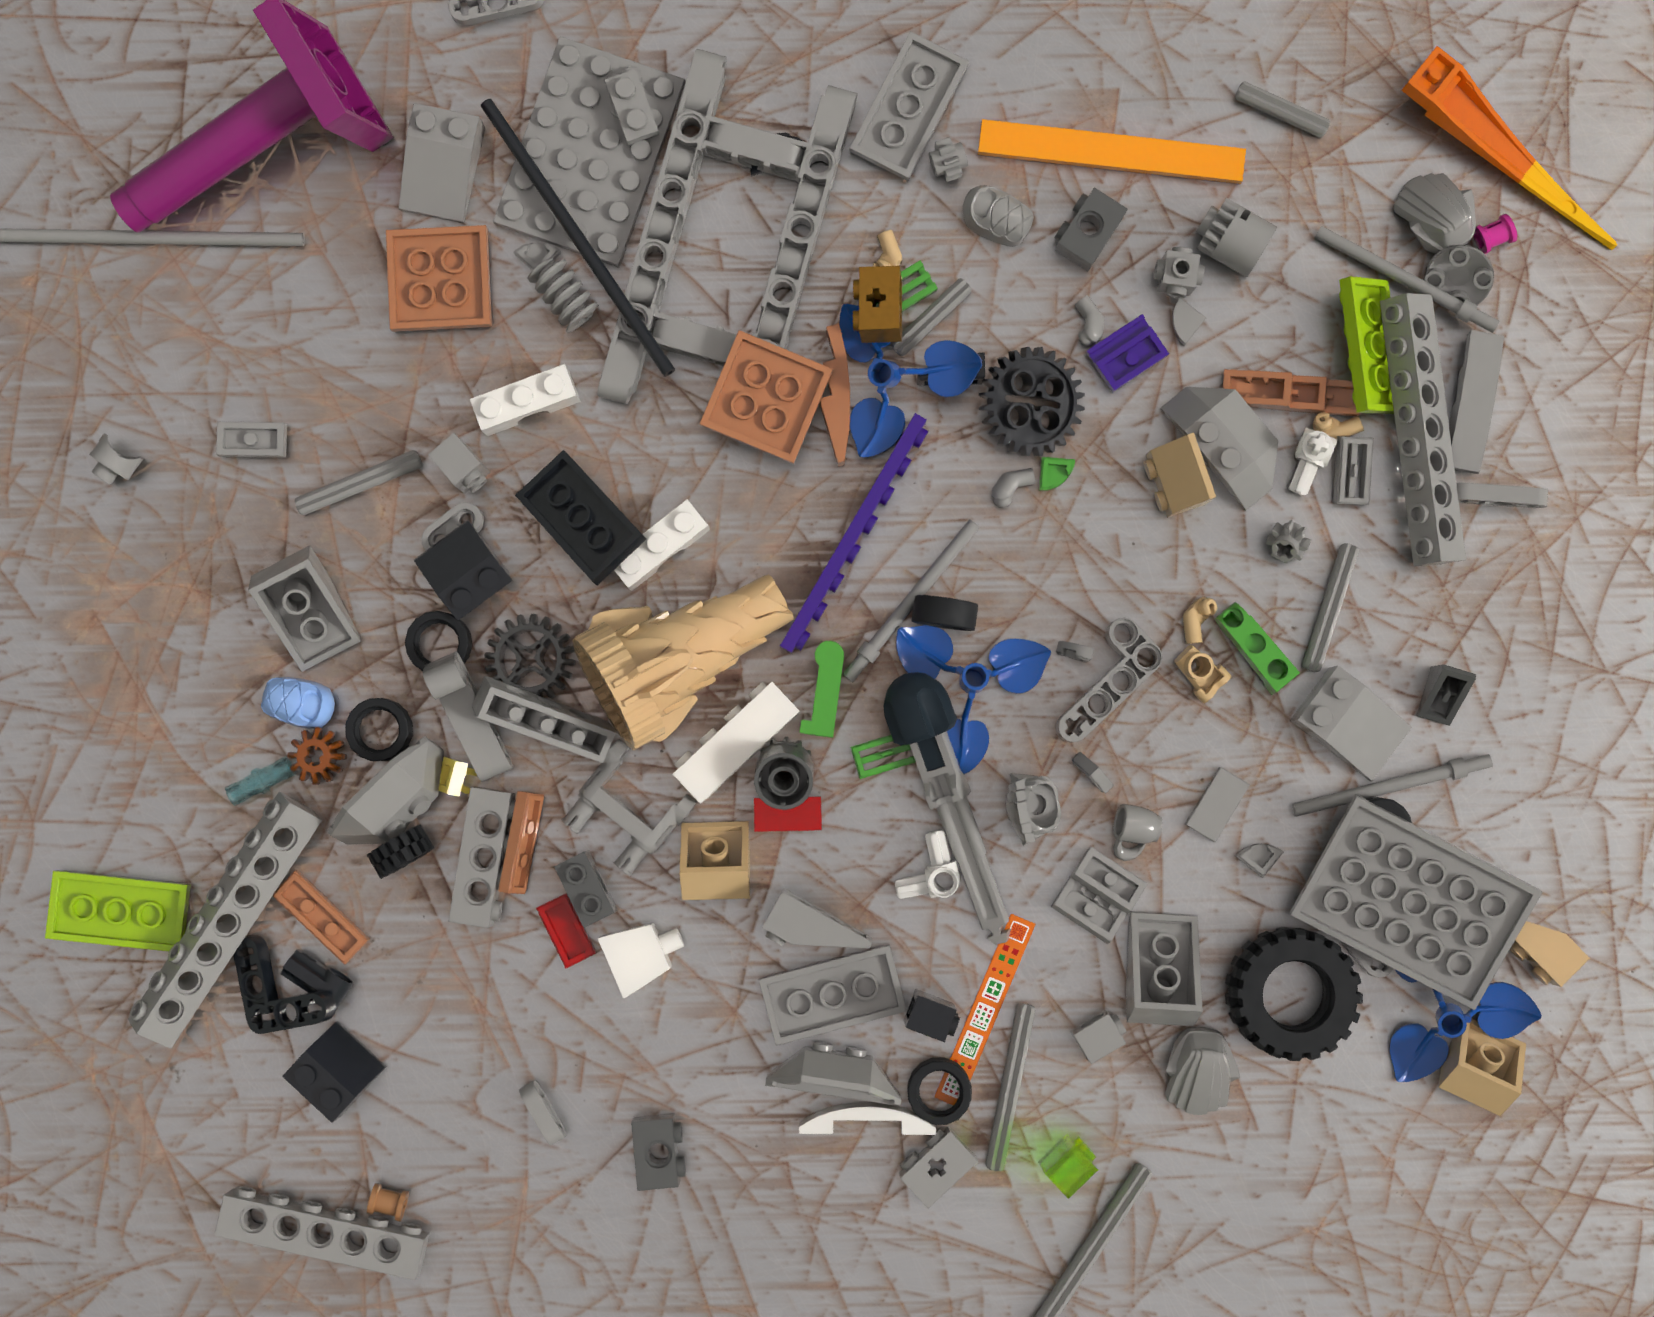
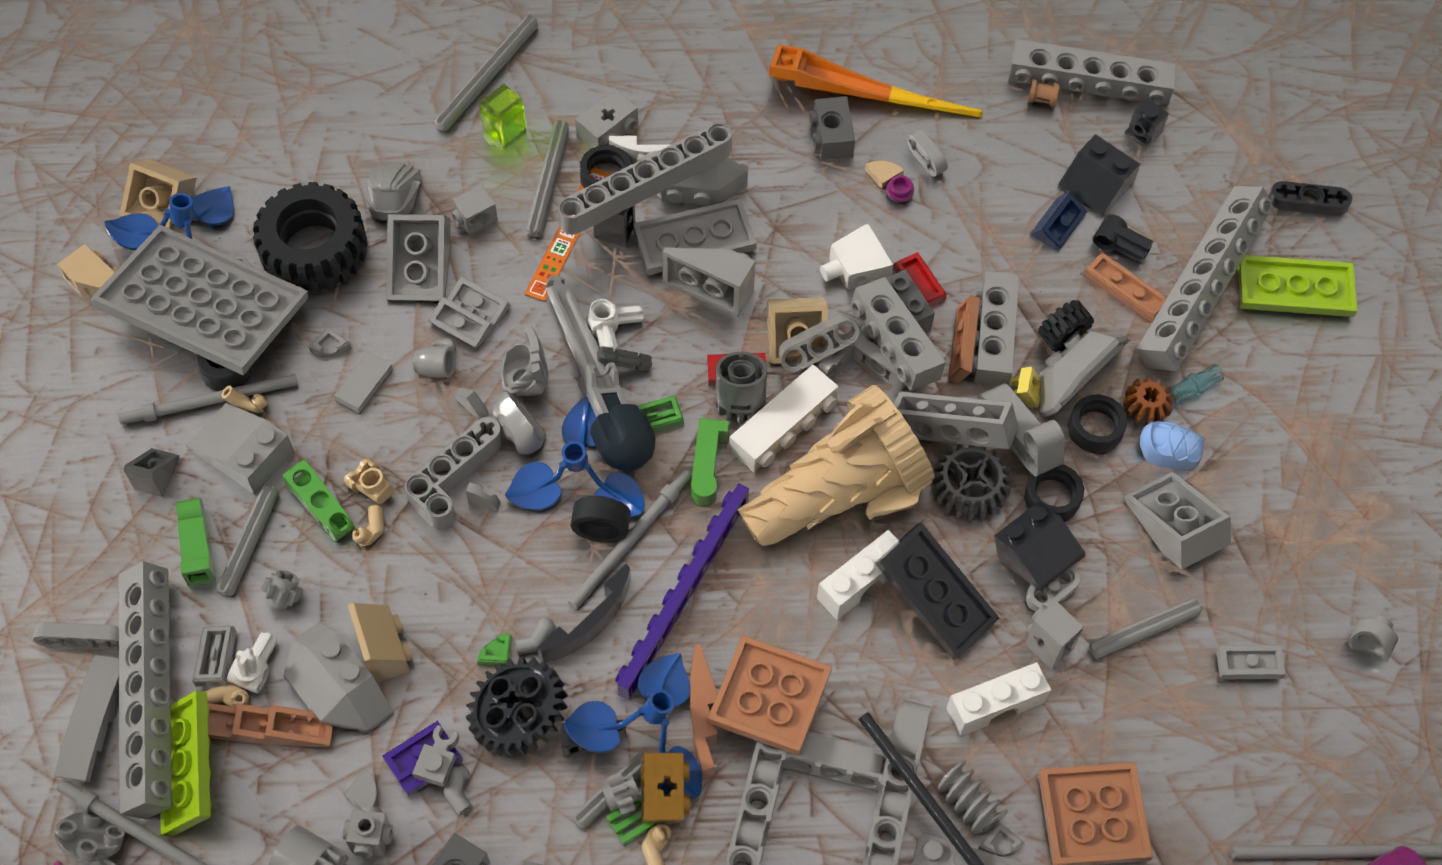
camera: 175 degrees right, 25 degrees down
(56, 1027) = (1331, 206): none -> black beam
(264, 1150) = (1147, 123): none -> black brick
(267, 999) = (1164, 220): black beam -> none
(390, 1013) = (1059, 221): none -> dark blue slope
(579, 1061) = (900, 188): none -> magenta plate
(598, 1088) = (883, 171): none -> tan tile
(613, 886) = (897, 334): none -> light grey brick
(668, 1234) = (821, 74): none -> orange plate
(691, 831) = (827, 329): none -> light grey beam
(881, 1055) = (645, 178): none -> light grey beam
(918, 821) = (624, 358): none -> dark grey axle
(922, 301) = (621, 793): none -> light grey gear
(985, 475) = (562, 644): none -> black slope
(1037, 739) = (518, 424): none -> light grey piece
(1114, 342) = (436, 761): none -> light grey plate
(1343, 776) = (243, 402): none -> tan arm
(1388, 604) = (194, 542): none -> bright green leg

